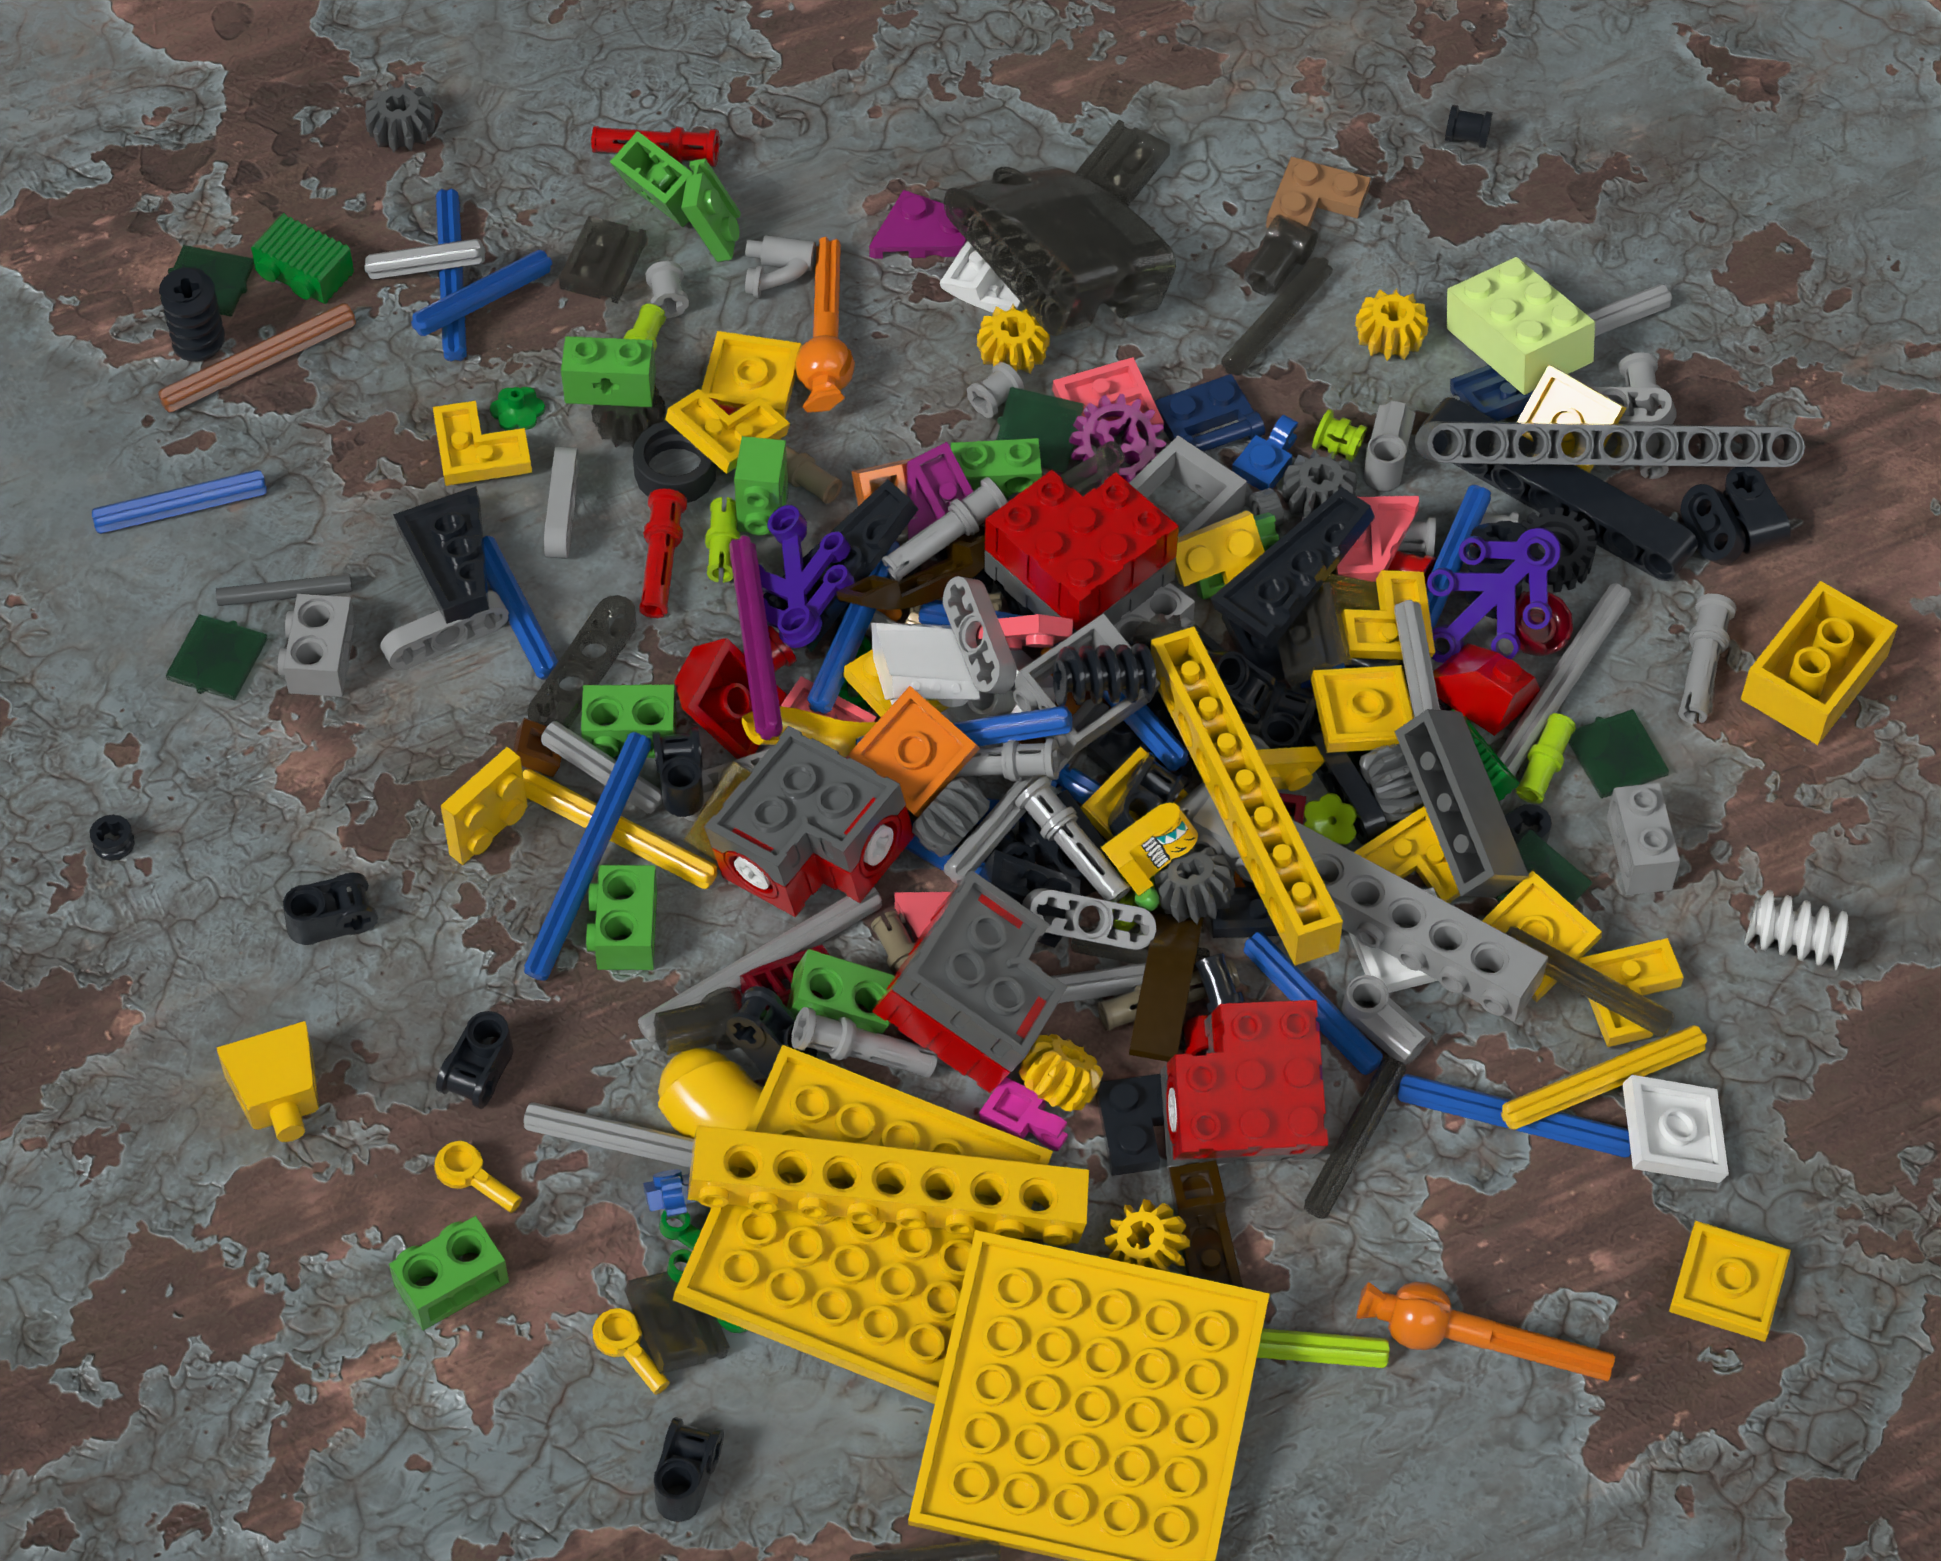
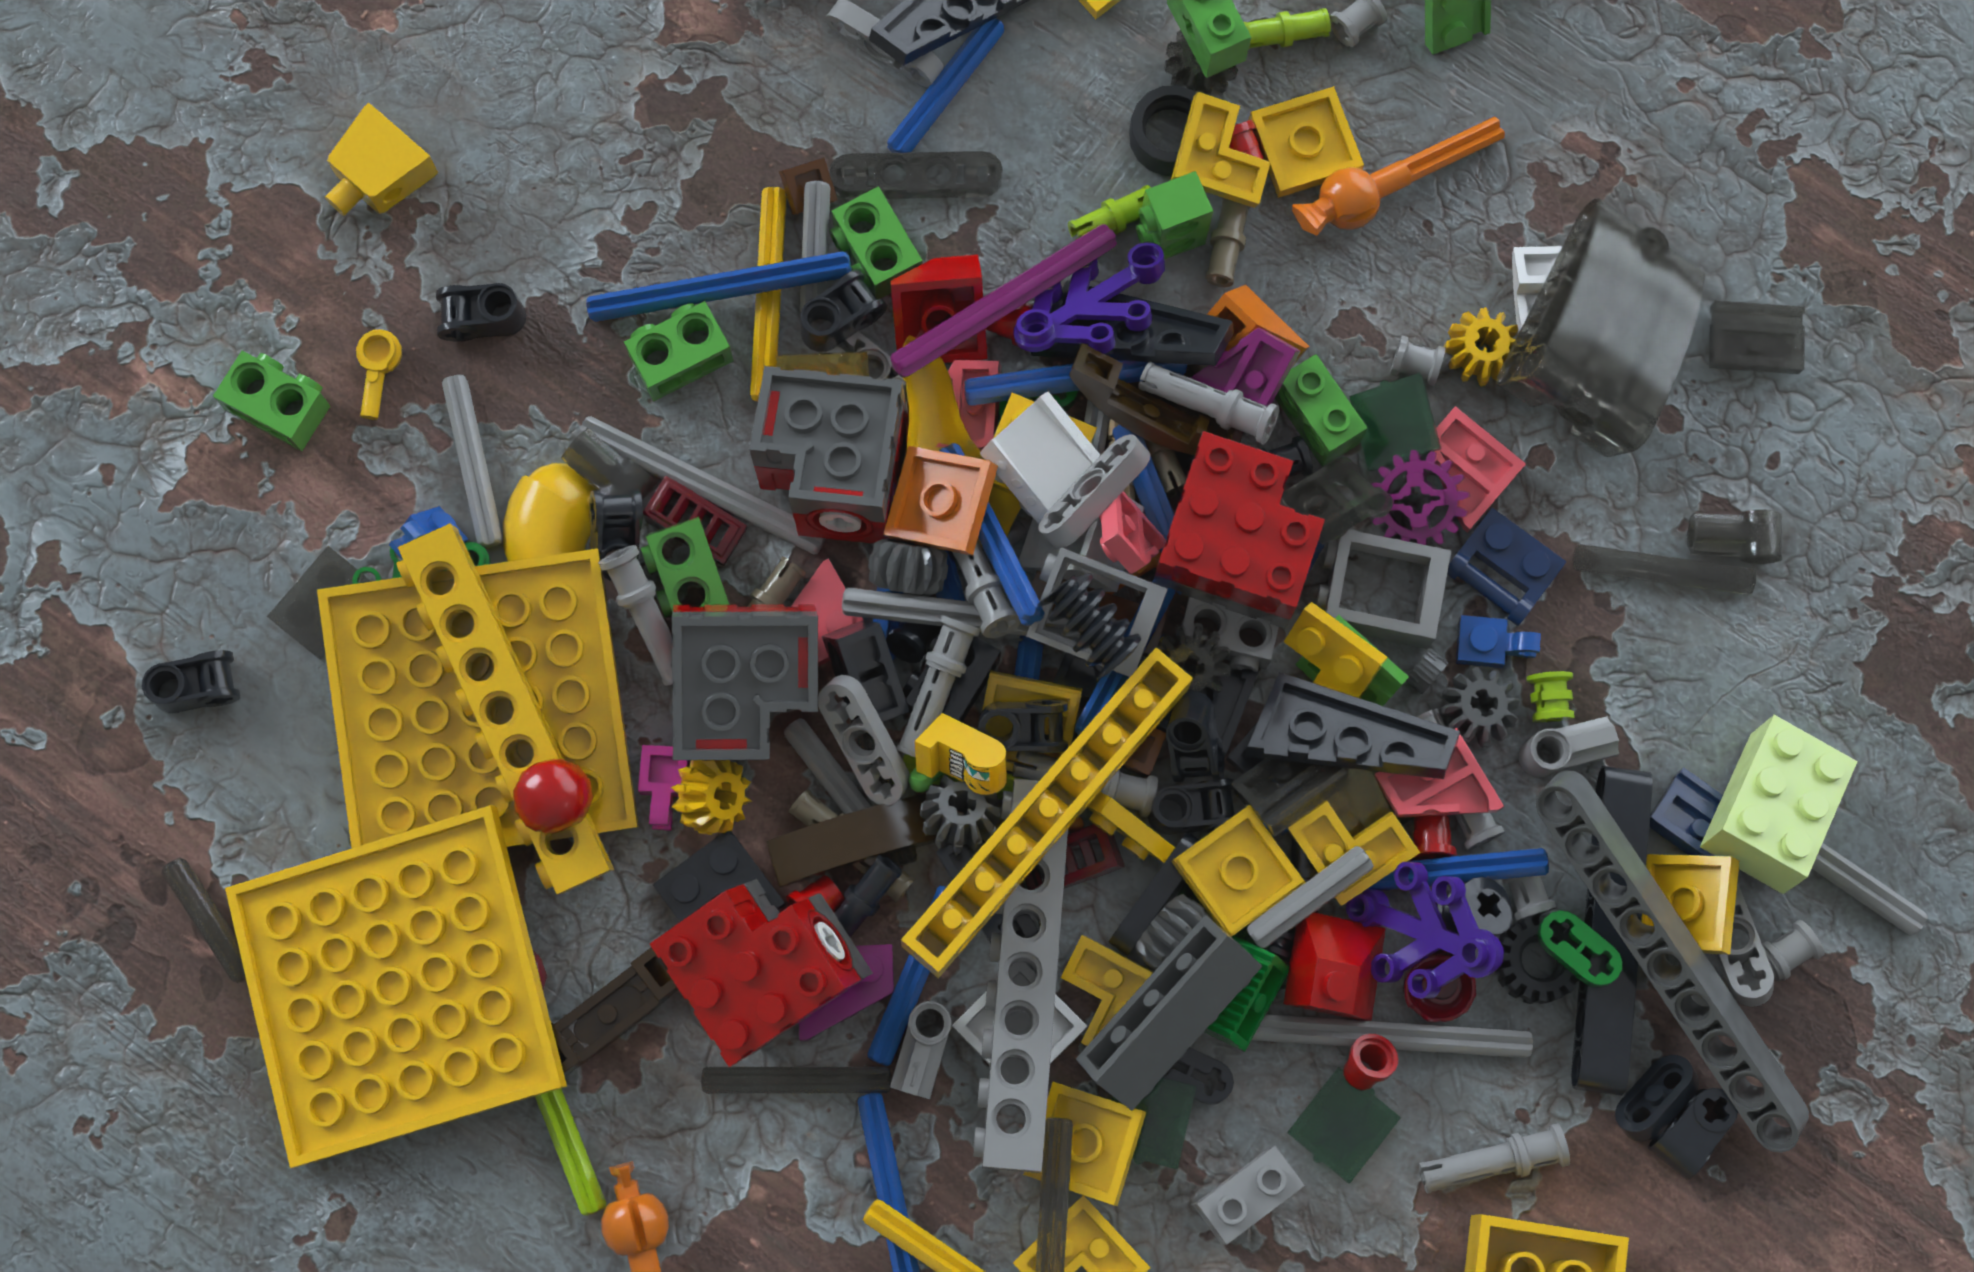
camera: 60 degrees right, 20 degrees up
(330, 909) = (564, 116): black piece -> none
(484, 806) = (712, 176): yellow plate -> none
(561, 502) = (1072, 61): light grey beam -> none
(619, 1335) = (285, 565): yellow plate -> none
(662, 535) = (1088, 165): red pin -> none
(792, 255) = (1465, 100): light grey plant -> none
(917, 227) = (1562, 190): magenta wing -> none
(999, 1171) = (552, 796): none -> red hair
(1163, 1233) = (580, 969): yellow gear -> none
(1316, 186) = (1841, 522): medium nougat plate -> none
(1321, 816) = (1109, 898): lime plant -> none
(1391, 324) = (1714, 698): yellow gear -> none
(1545, 758) = (1293, 1062): lime pin -> none
(1564, 504) = (1587, 940): none -> green beam
(1577, 699) = (1376, 1052): none -> red piece

